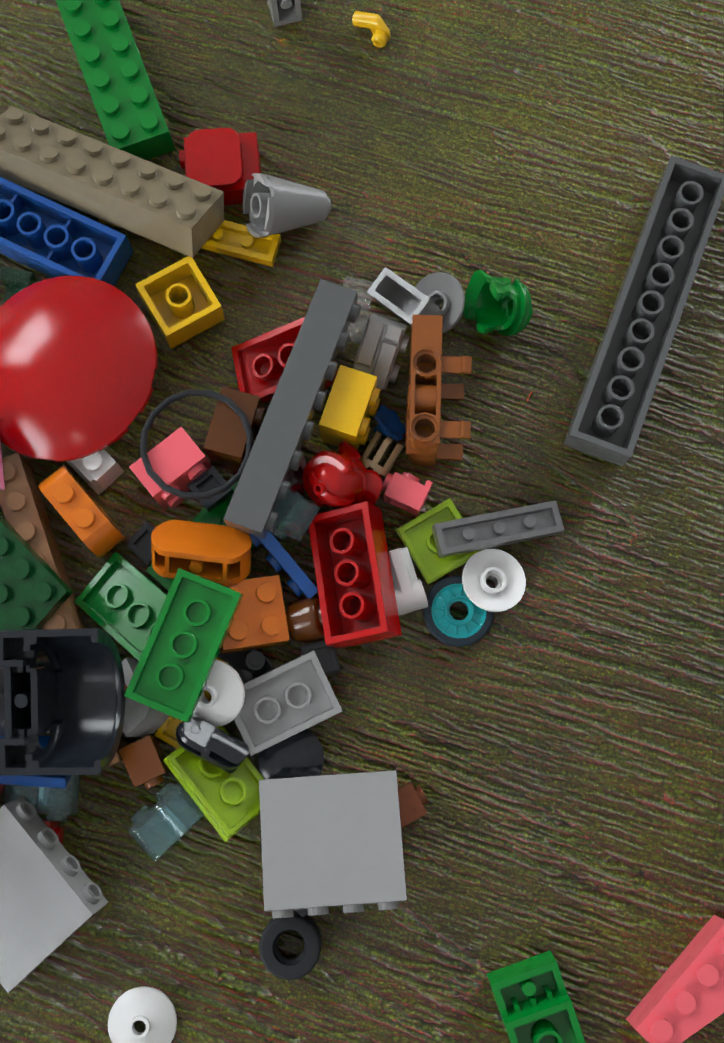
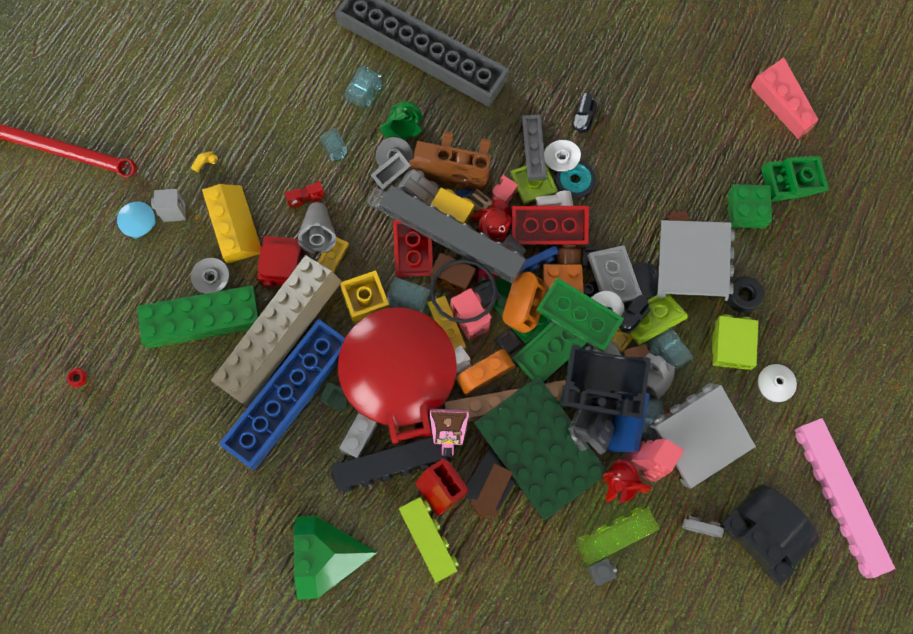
camera: 85 degrees left, 5 degrees down
(112, 801) = (660, 376): none -> light grey brick
(179, 65) = (207, 268): none -> light grey dish
(188, 418) = (450, 327): none -> yellow plate
(193, 936) = (735, 342): none -> lime brick
(196, 368) = (408, 295): none -> clear light blue piece
(277, 84) = (232, 222): none -> yellow slope
(346, 190) = (311, 193): none -> red piece
(437, 207) = (333, 144): none -> clear light blue brick
(463, 936) = (749, 206): none -> green brick
(550, 233) = (362, 87): none -> clear light blue brick
(583, 609) = (585, 113): none -> black arm

